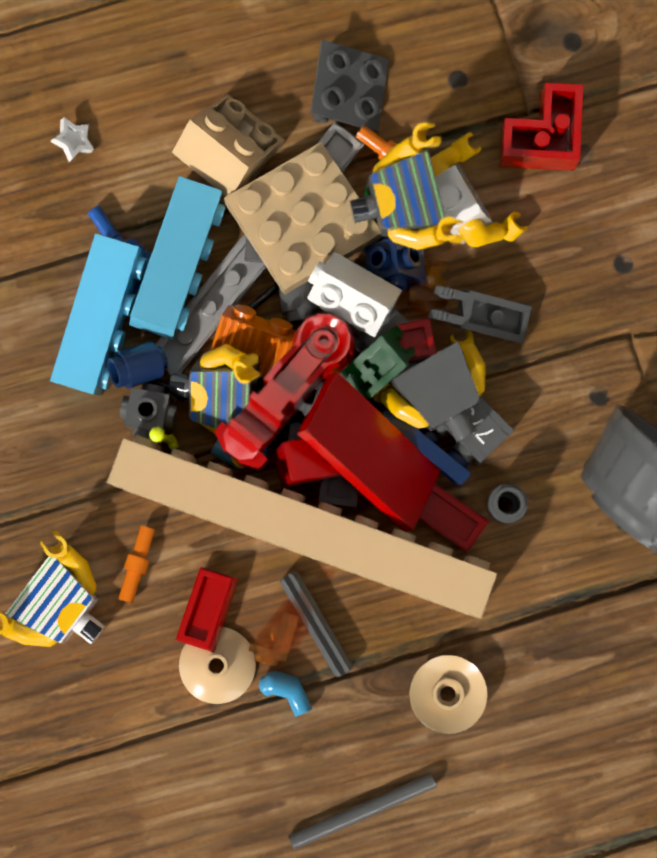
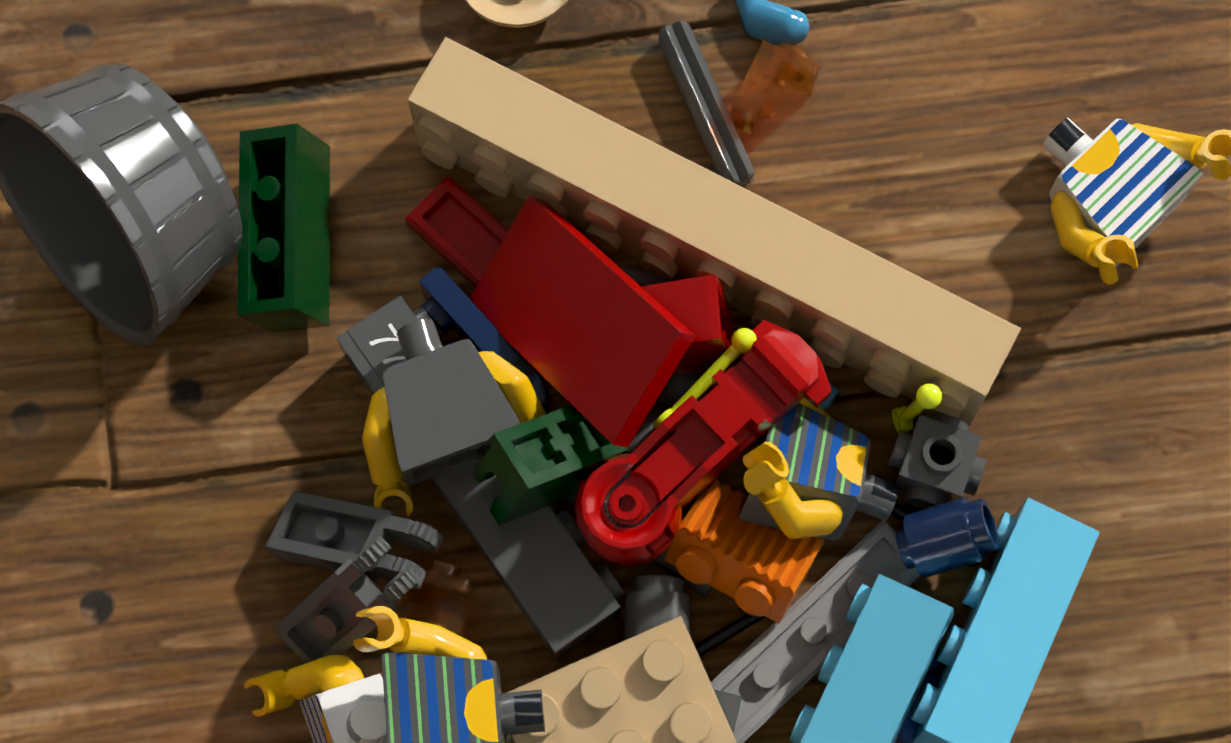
camera: 170 degrees left, 10 degrees down
(136, 564) = (981, 234): orange bar -> none
(207, 609) = (876, 148): red tile -> none
(222, 686) = (866, 96): tan dish -> none
(270, 450) = (741, 344): none -> neon yellow hinge
(353, 293) = (563, 585): white brick -> none
(396, 263) = (501, 635): dark blue brick -> none
(420, 336) = (467, 505): red tile -> none
(476, 269) = (327, 618): none -> dark grey hinge
(518, 504) = (371, 231): dark grey brick -> none
(559, 496) = (284, 228): none -> dark green brick

